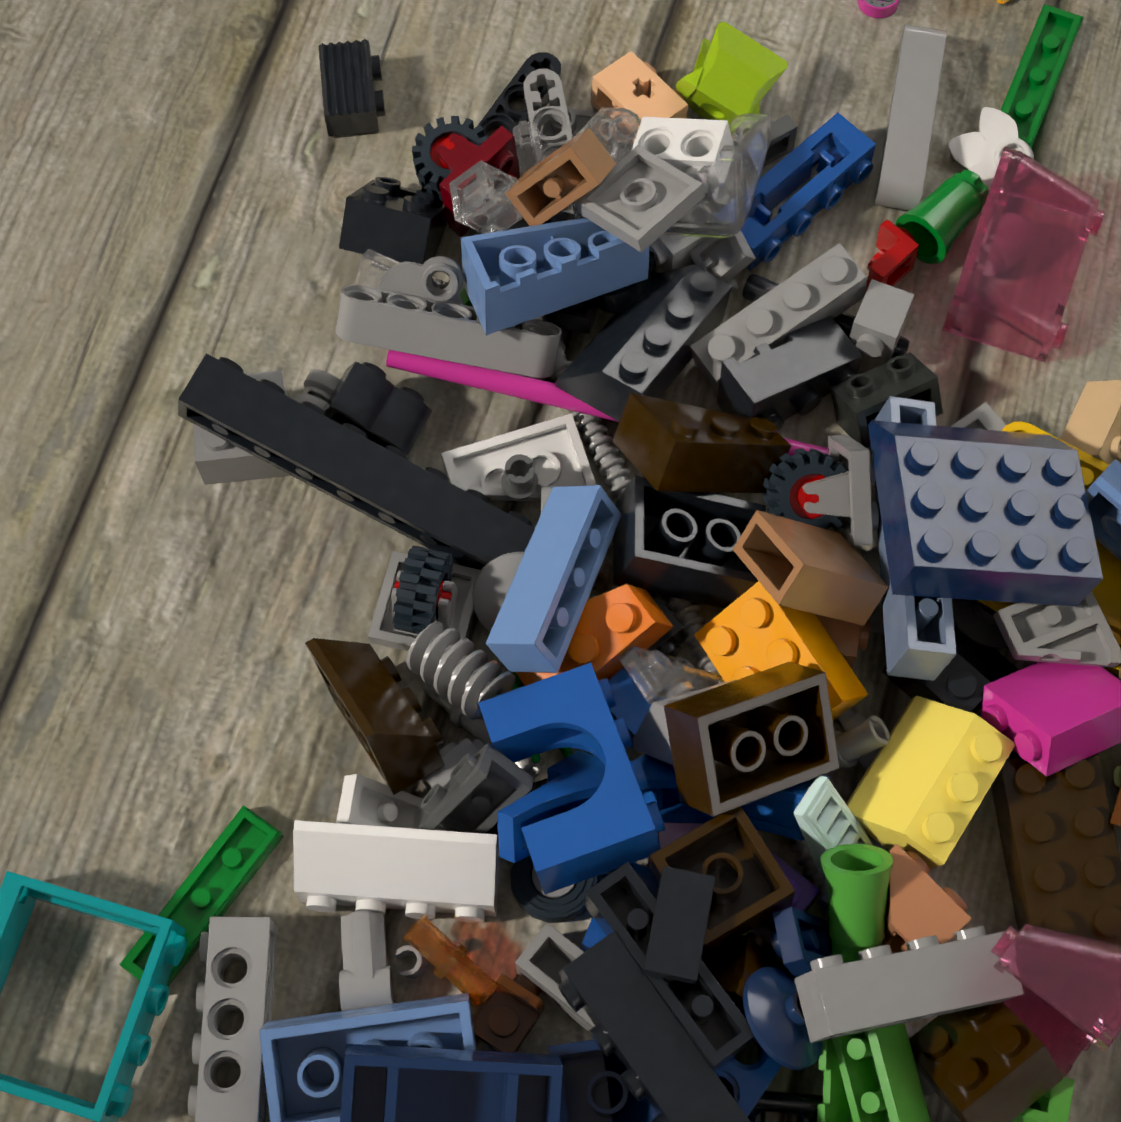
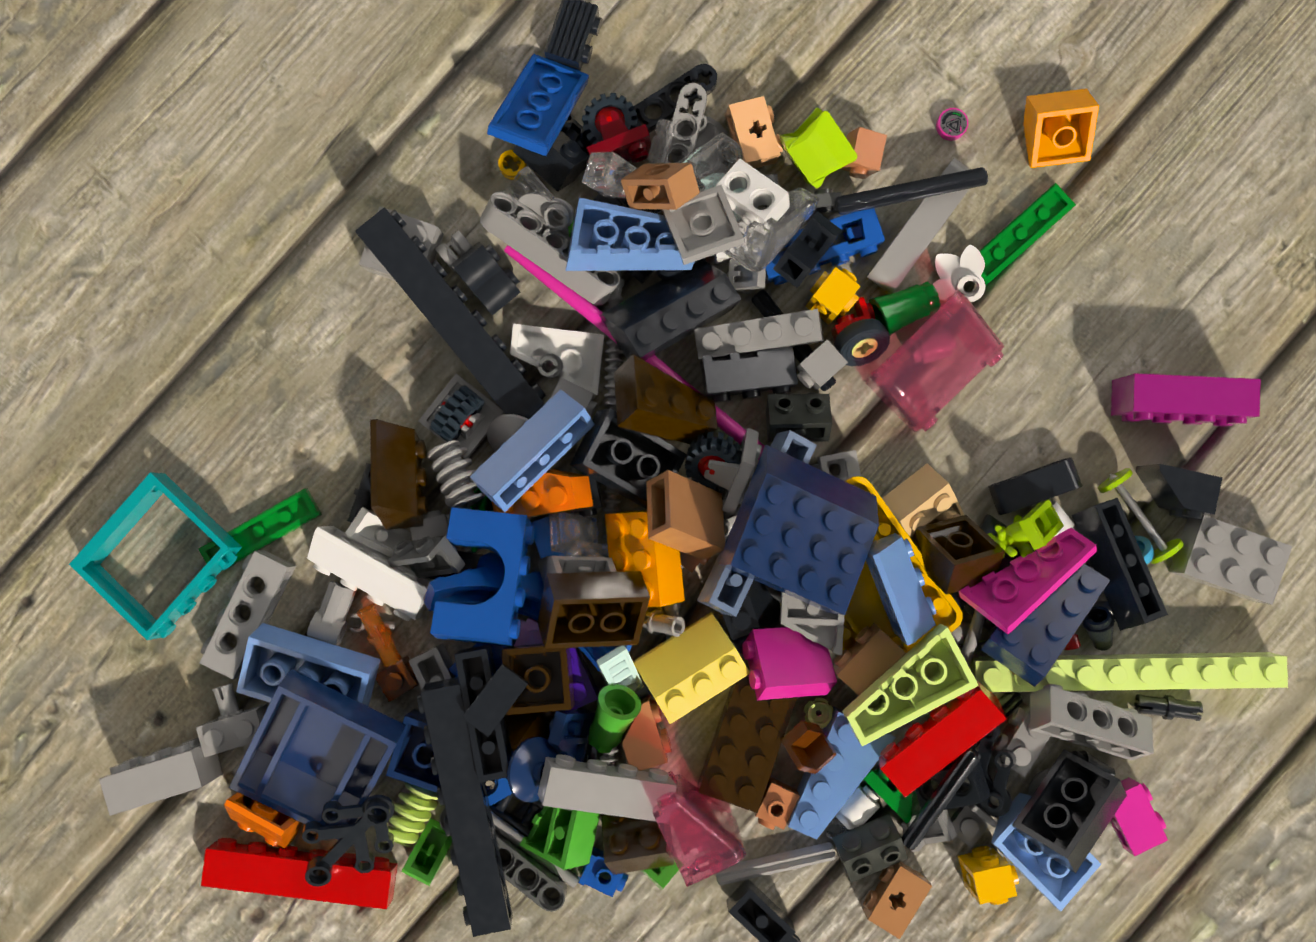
camera: 20 degrees right, 20 degrees up
(336, 765) = (363, 494): none -> black pin
(341, 259) = (502, 162): none -> yellow bush
(348, 173) = (538, 104): none -> blue tile
(787, 181) = (807, 249): none -> black brick
(802, 62) = (869, 149): none -> nougat brick
(850, 221) = (834, 294): none -> yellow brick
(875, 74) = (911, 190): none -> black axle
(920, 267) = (862, 342): none -> black bush

